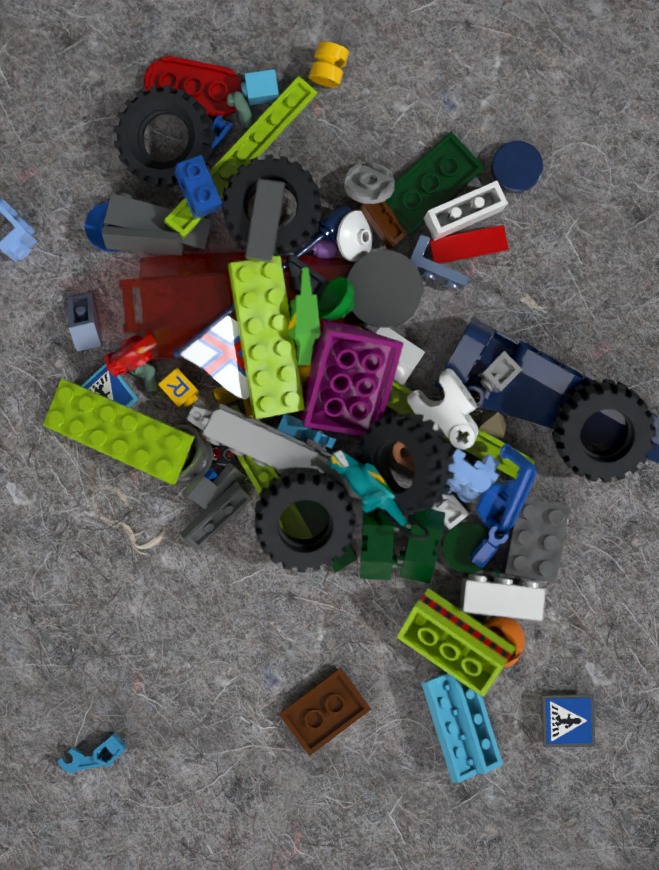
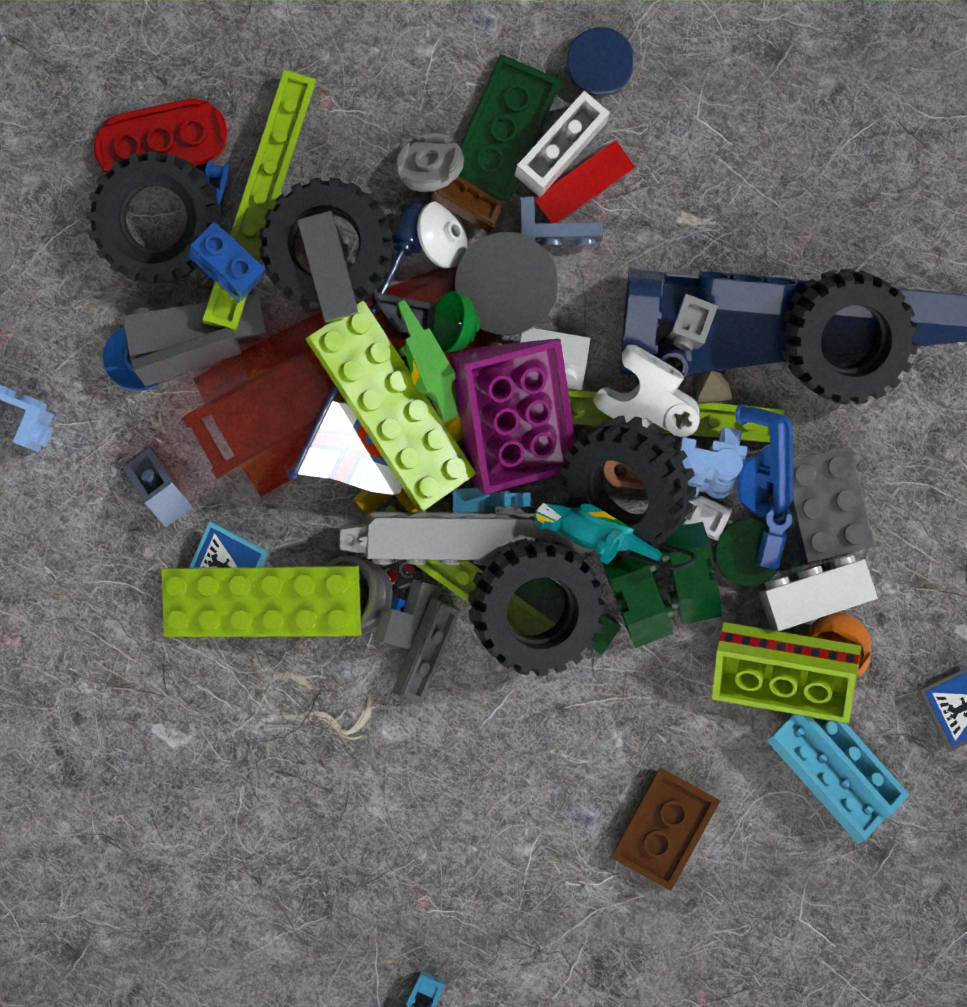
camera: 25 degrees left, 0 degrees up
(131, 355) = (236, 501): red animal -> none
(147, 373) = (260, 515): sand green arm -> none
(180, 389) = (312, 517): yellow brick -> none
(237, 99) = (233, 139): sand green arm -> none
(260, 87) = (244, 104): medium azure brick -> none
(324, 249) = (411, 267): medium lavender cylinder -> none
(327, 68) = (314, 39): yellow wheel -> none

